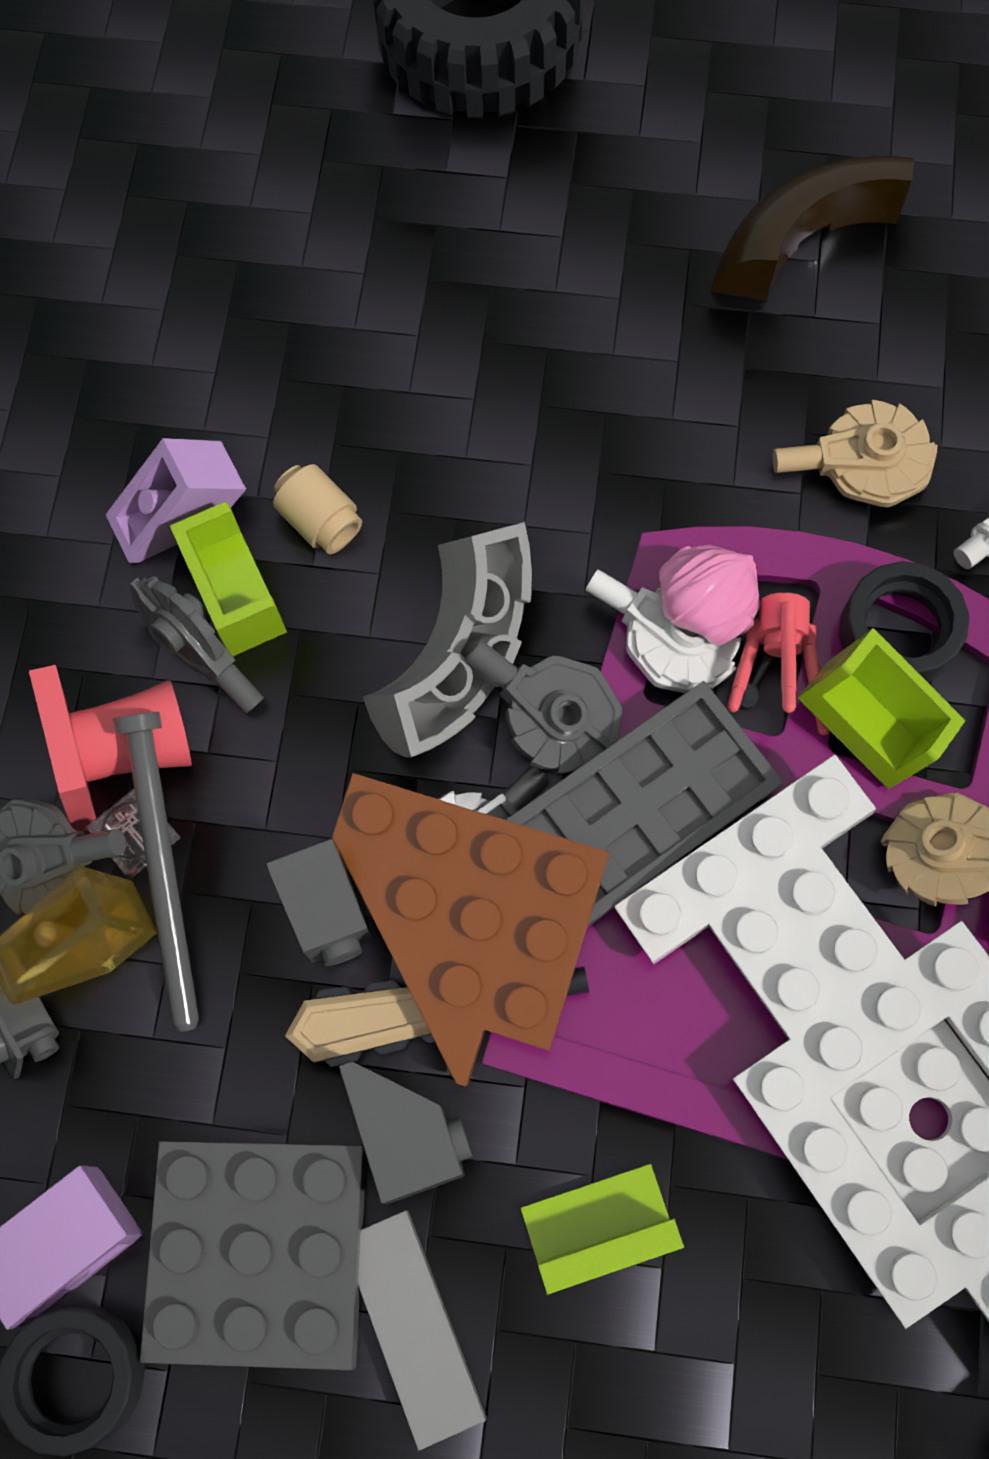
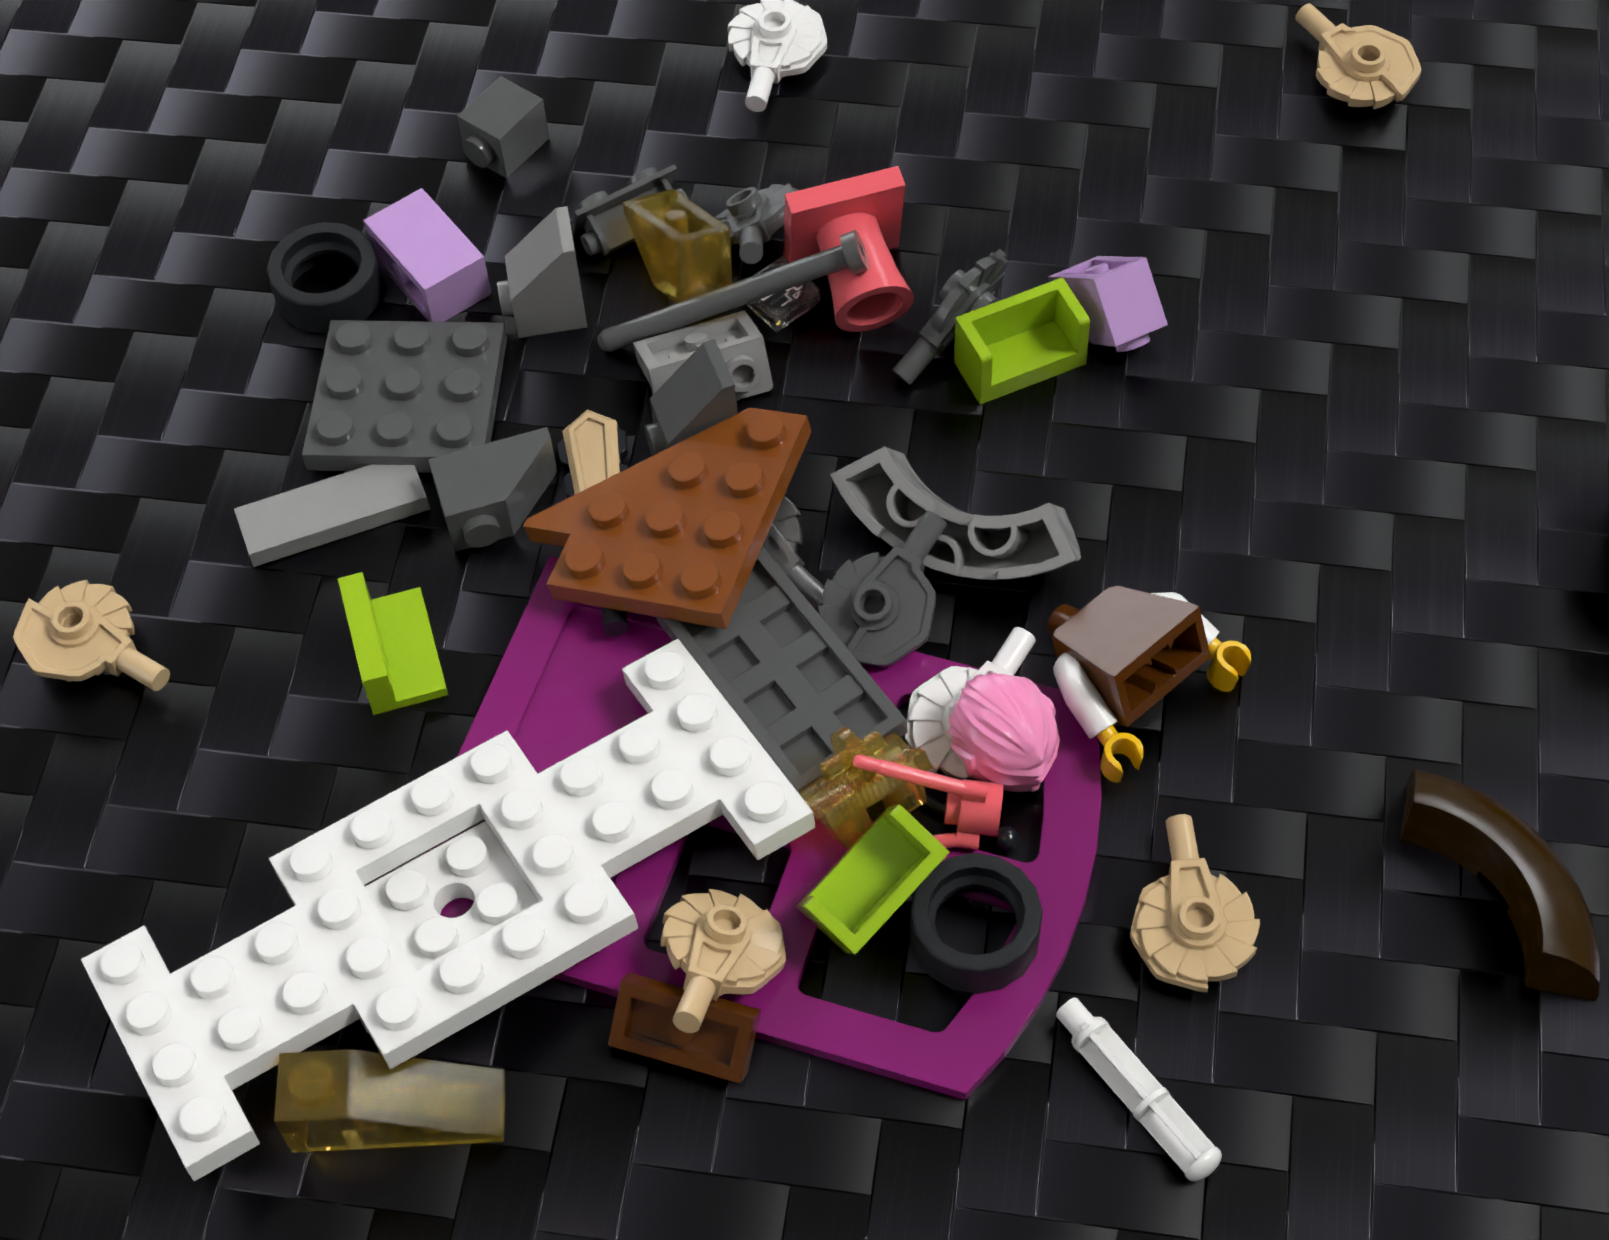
camera: 90 degrees right, 15 degrees down
(113, 1090) = (544, 280): none -> light grey slope
(231, 908) = (738, 342): none -> light grey bracket
(316, 508) = (1103, 411): tan brick -> none
(620, 491) = (1127, 656): none -> reddish brown torso
(785, 739) = (847, 791): none -> clear yellow hips

